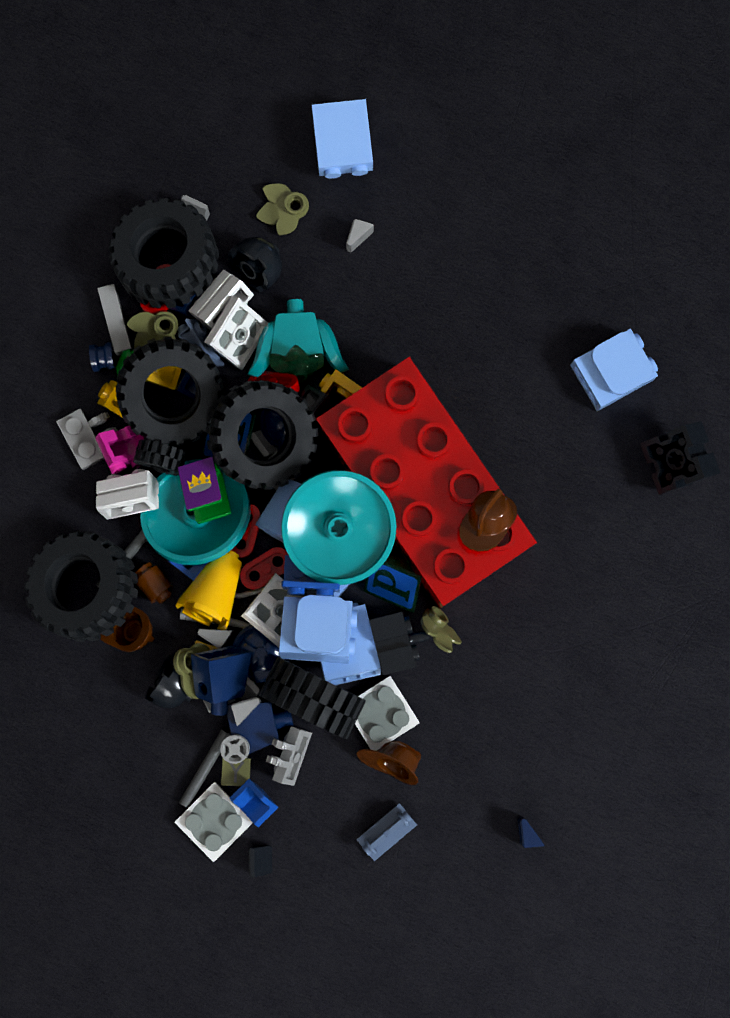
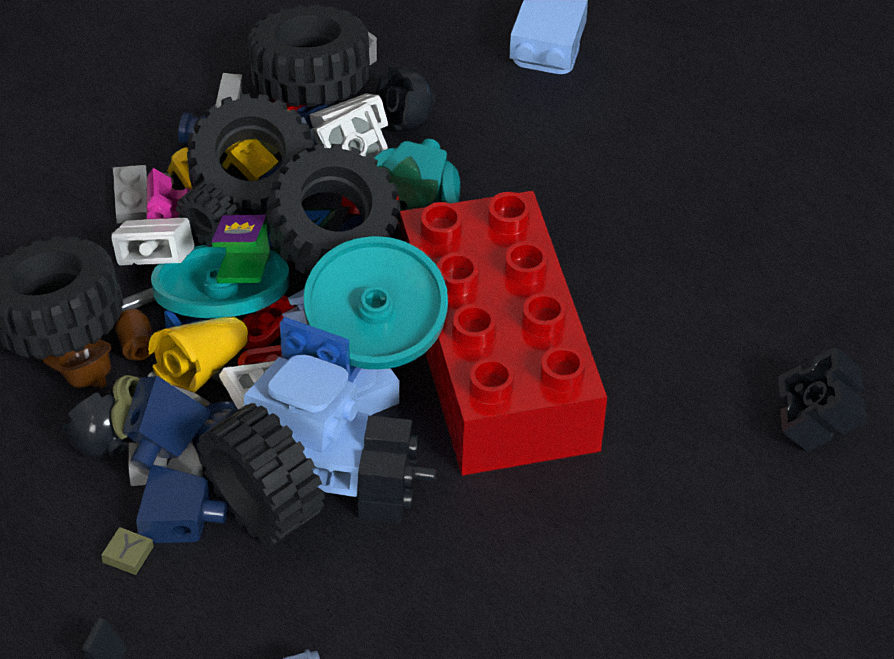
camera: 25 degrees right, 35 degrees down
(203, 770) = (90, 536): dark grey bar -> none
(213, 822) = (71, 593): light grey piece -> none
(232, 752) = (146, 493): light grey wheel -> none
(244, 708) = (175, 463): light grey slope -> none
(254, 802) = (131, 578): blue panel -> none
(279, 210) = (458, 73): olive plate -> none
(292, 755) = (204, 549): light grey hinge -> none
(358, 233) = (529, 112): light grey slope -> none
(384, 714) = (338, 552): light grey piece -> none
(393, 759) = (323, 594): reddish brown piece -> none
(395, 583) = (421, 400): piece -> none
(435, 624) = (450, 477): olive plate -> none
(487, 520) = (557, 338): reddish brown piece -> none
(614, 369) = (774, 305): light blue brick -> none

